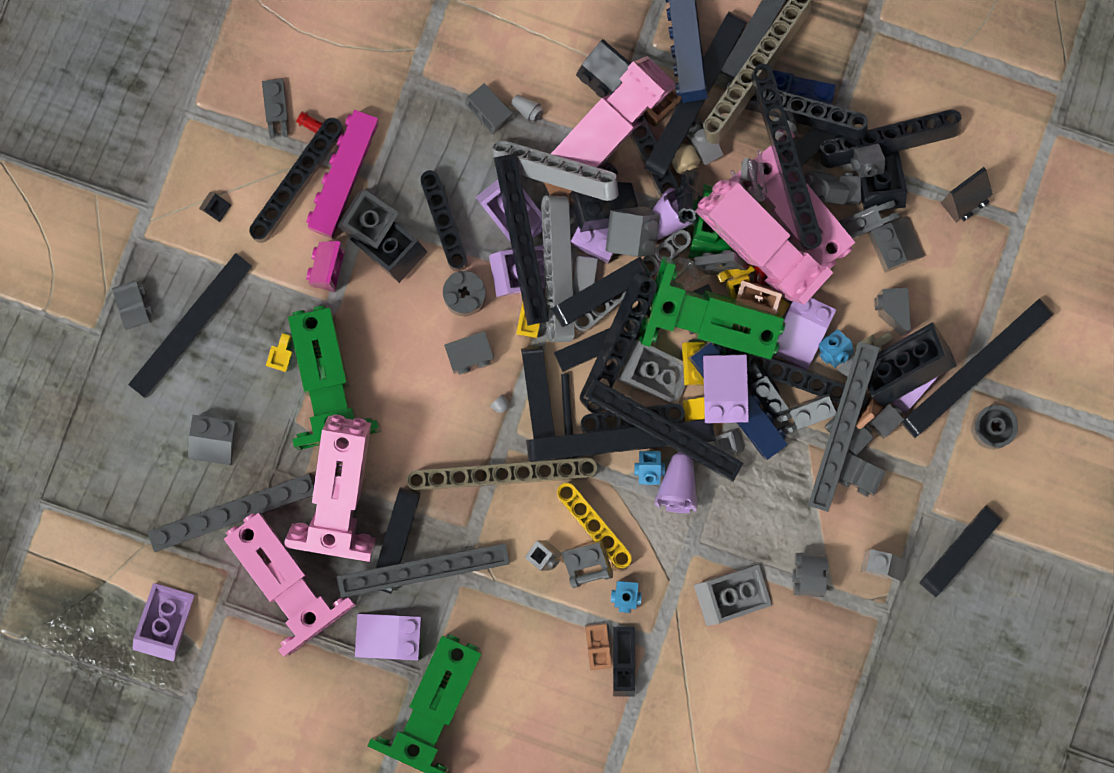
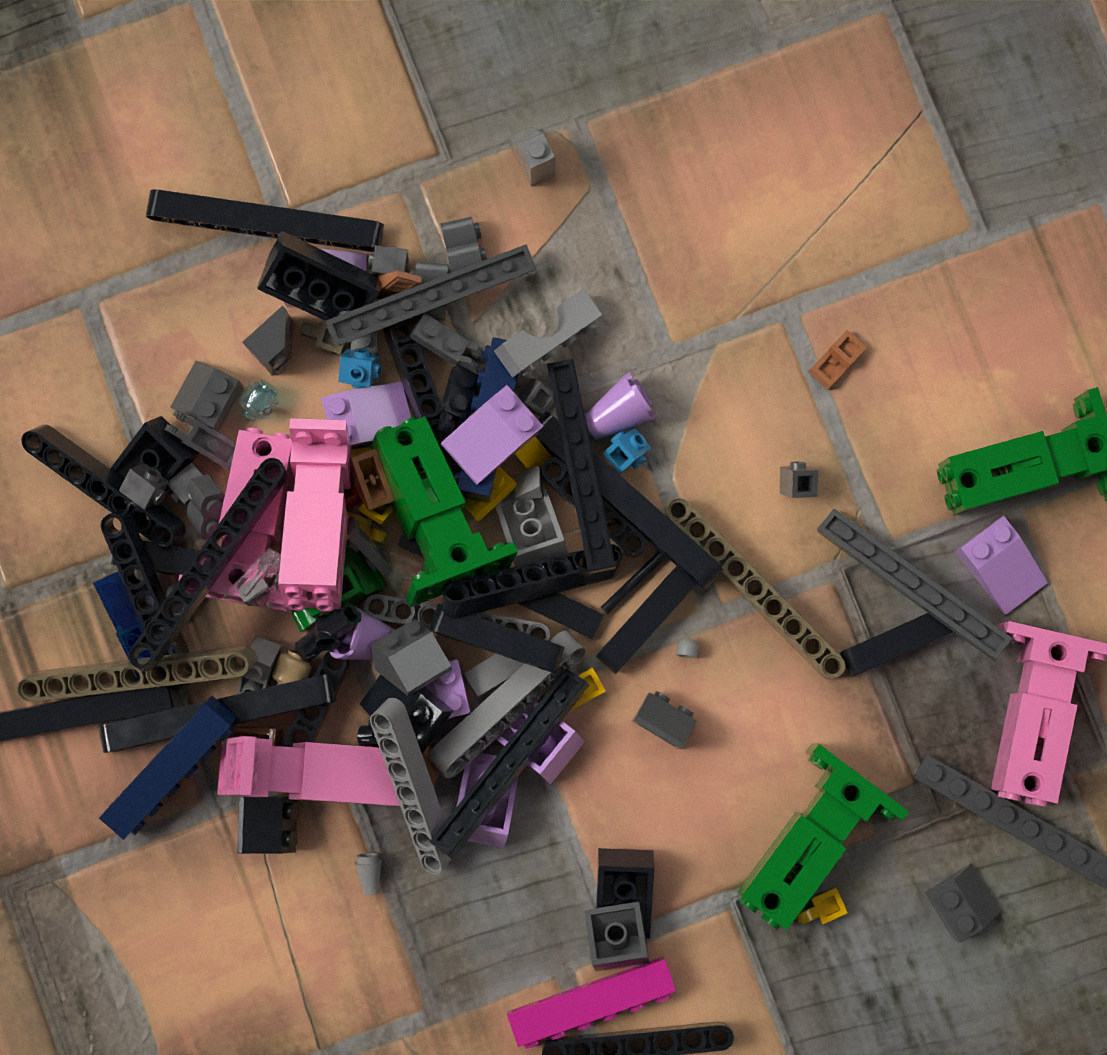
camera: 130 degrees left, 0 degrees up
(190, 325) = (870, 1024): black tile -> none
(326, 265) = (699, 937): dark pink slope -> none
(337, 493) = (919, 728): bright pink brick -> none
(439, 211) = (549, 872): black beam -> none
(457, 283) = (624, 780): dark grey brick -> none
(488, 108) = (402, 911): dark grey hinge -> none
(585, 557) = (764, 438): dark grey plate -> none
(590, 515) = (733, 446): yellow beam -> none
(623, 661) = (831, 323): black slope -> none
(626, 588) = (763, 377): dark azure brick -> none
(679, 392) = (529, 484): none -> light grey slope
(732, 595) = (681, 272): light grey slope -> none
(759, 505) = (523, 349): none -> light grey arch
(810, 575) = (600, 213): dark grey brick -> none
(866, 273) = (259, 400): none -> clear light blue head
(961, 551) = (455, 95): black beam -> none
(968, 195) = (100, 363): black slope -> none
(983, 431) = (297, 148): dark grey brick -> none

